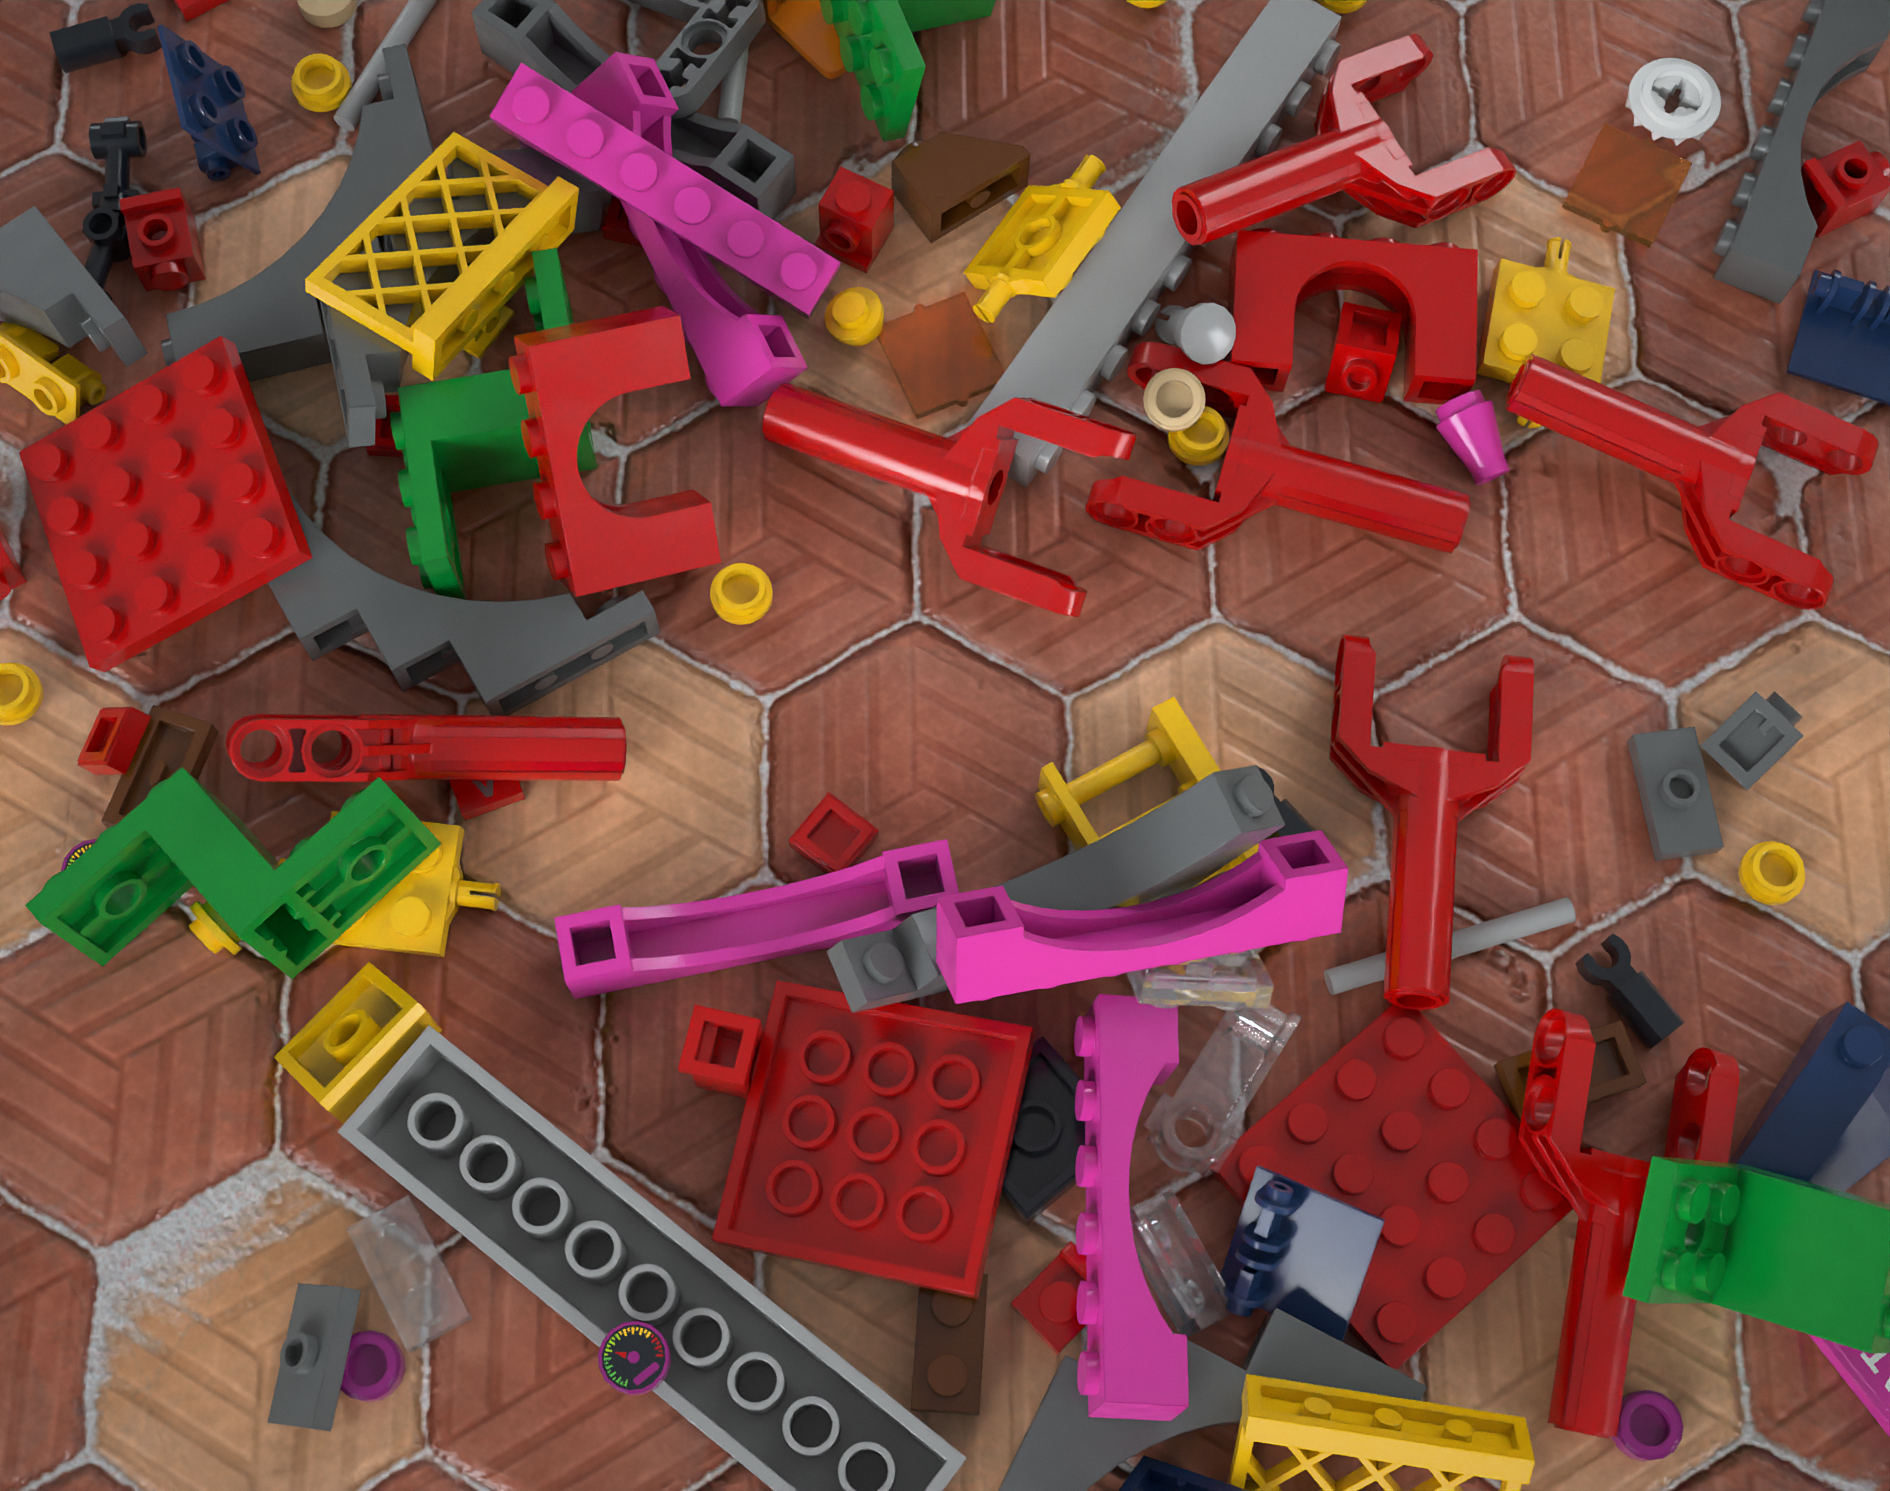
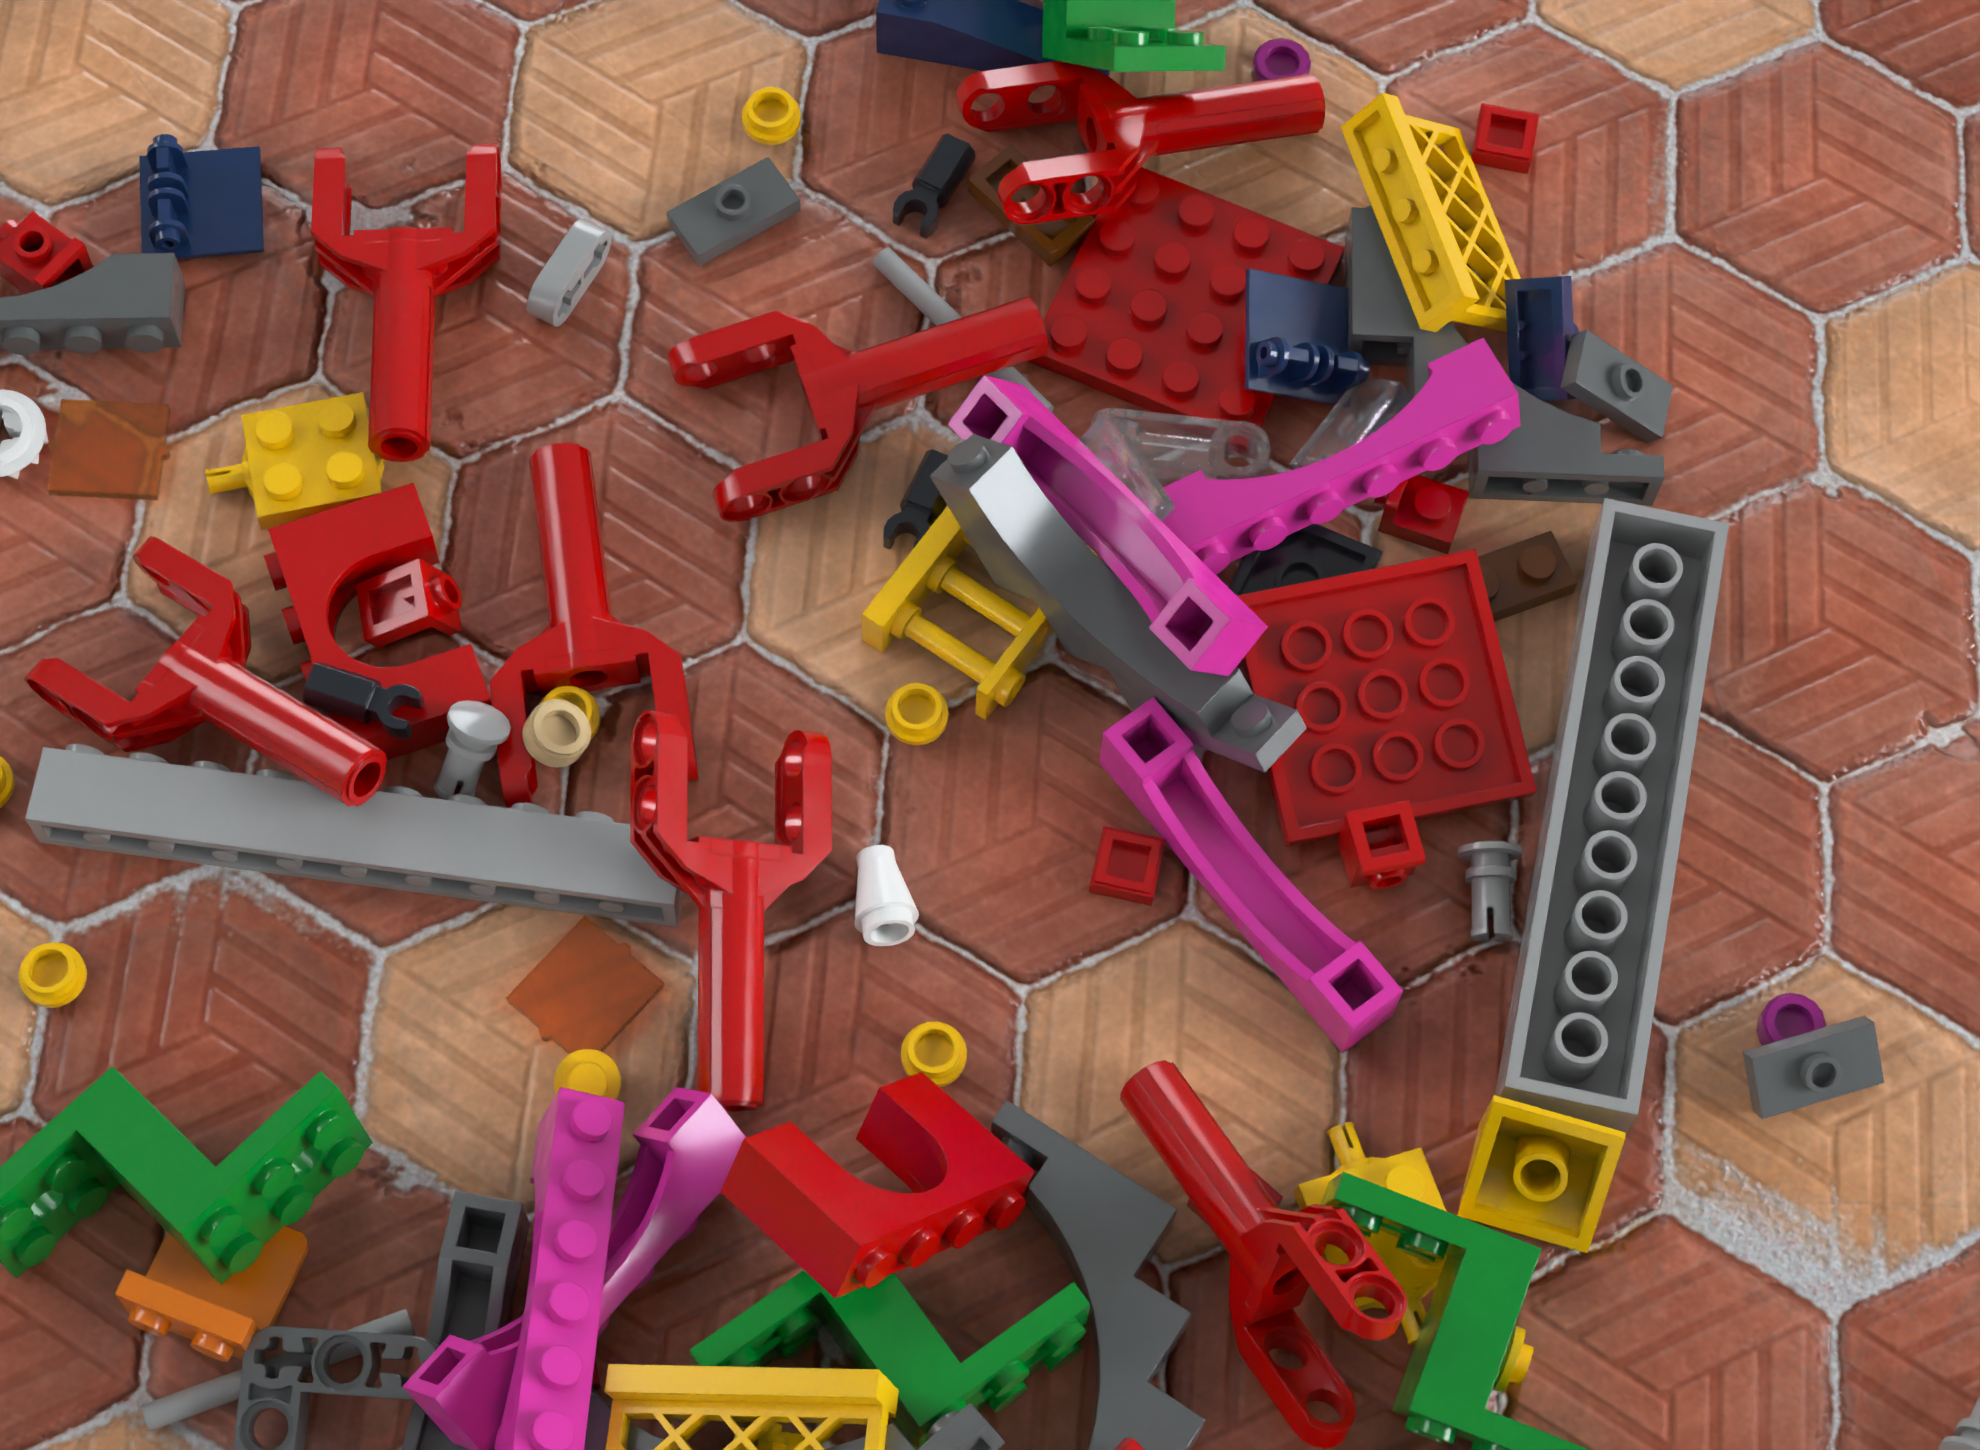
camera: 115 degrees left, 5 degrees down
(409, 1273) = (1702, 1026): clear plate -> none
(634, 1358) = (1680, 771): tile -> none
(647, 1149) = (1490, 886): none -> light grey pin
(855, 219) = (481, 1127): red brick -> none
(902, 612) = (883, 901): none -> white cone
(955, 179) = (391, 1054): reddish brown slope -> none
(1042, 239) = (430, 929): yellow plate -> none
(1066, 722) = (916, 714): none -> yellow plate
(1273, 249) = (360, 698): none -> black bar
(1473, 434) = (457, 480): dark pink cone -> none
(1658, 611) = (569, 272): none -> light grey beam
(1754, 737) = (654, 161): dark grey bracket -> none

